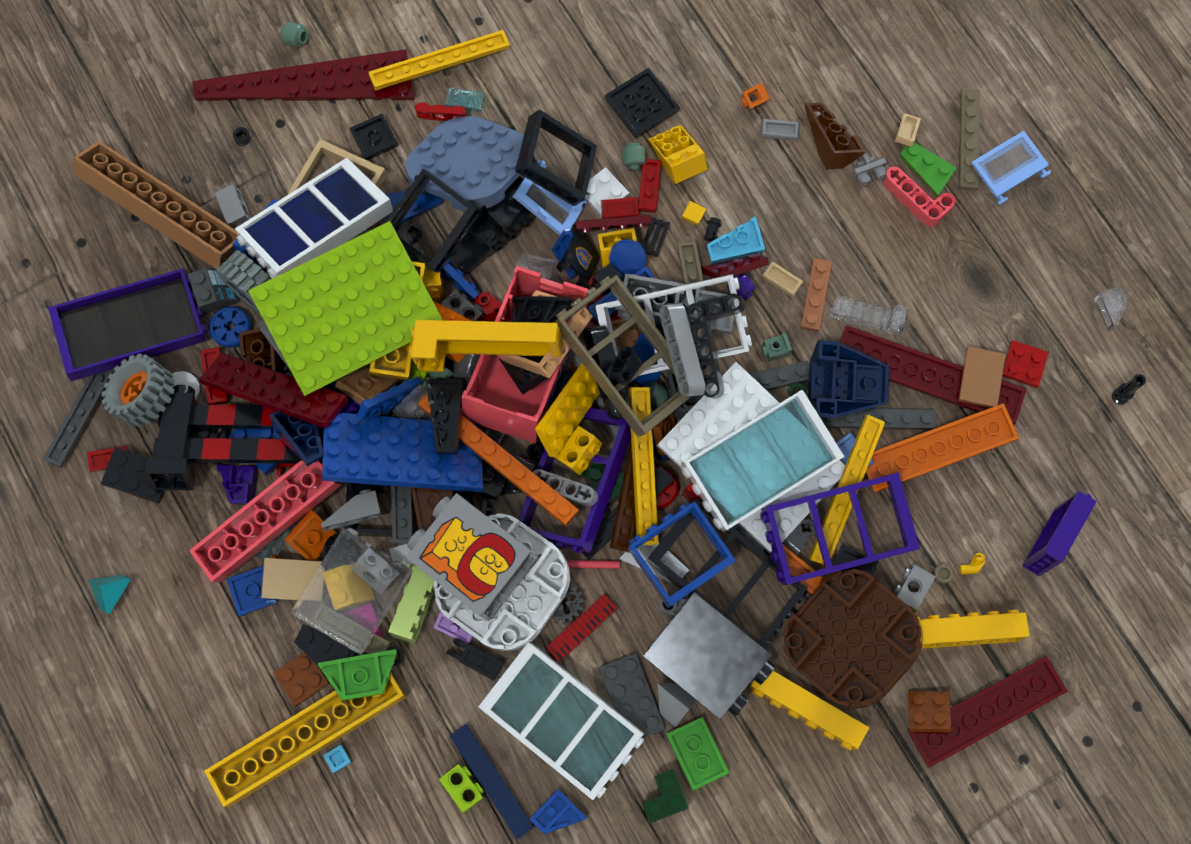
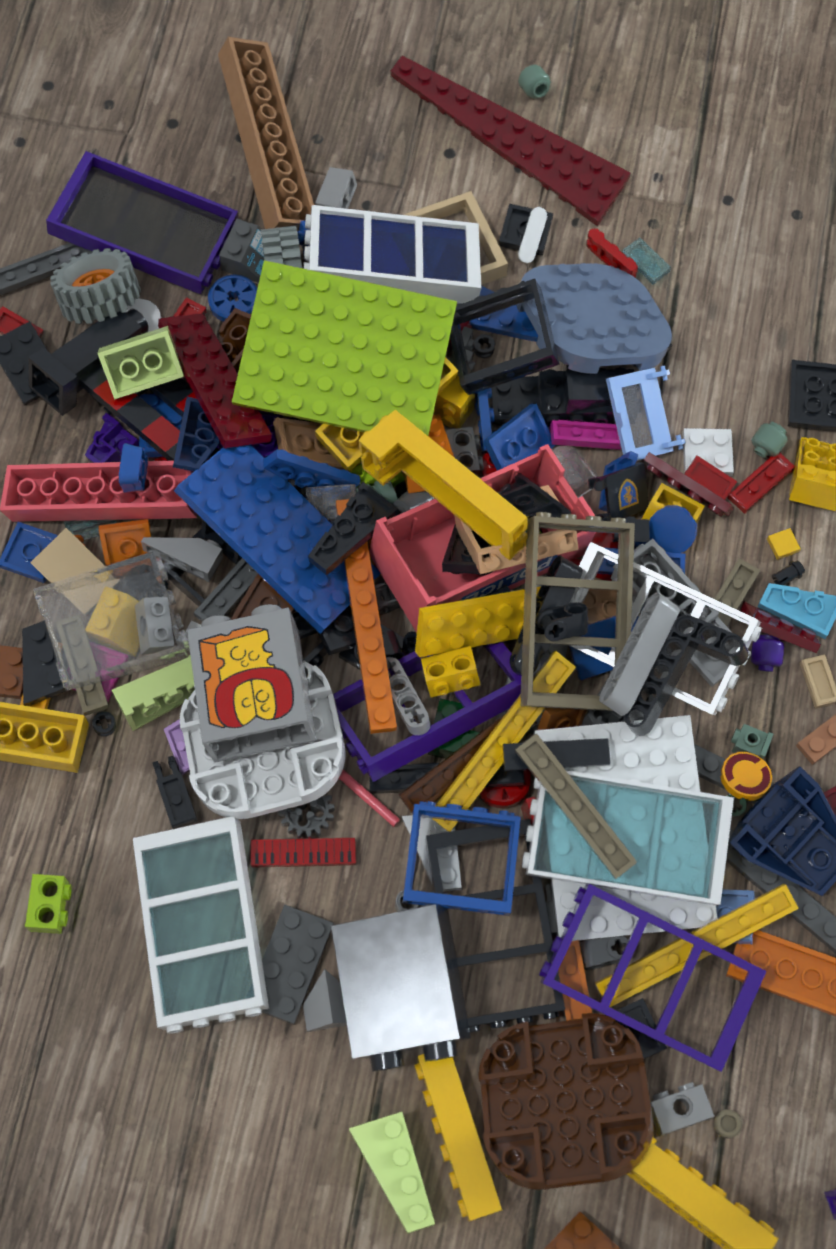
camera: 40 degrees right, 5 degrees down
(217, 416) = (140, 362): none -> yellowish green slope
(237, 133) = (402, 143): black bush -> none
(280, 487) = (133, 468): none -> blue piece
(360, 675) = (49, 708): bright green wing -> none
(383, 138) = (532, 235): none -> white piece
(439, 60) = (654, 204): yellow plate -> none
(491, 276) = (518, 438): none -> blue plate
(491, 781) = (81, 924): dark blue tile -> none
(524, 239) = (584, 434): none -> dark pink plate
(543, 177) = (655, 389): black window -> none
(556, 814) = (113, 1010): blue wing -> none
(657, 394) = (580, 682): sand green head -> none
(659, 223) = (717, 527): black tile -> none
(670, 800) = (233, 1098): dark green brick -> none
(682, 448) = (568, 752): none -> black tile
(697, 753) = (303, 1077): bright green plate -> none
(721, 469) = (576, 806): none -> dark tan plate
(791, 369) = (746, 776): none -> light orange tile
(792, 757) = (393, 1162): none -> yellowish green wedge
(975, 565) = (771, 1145): yellow arm -> none

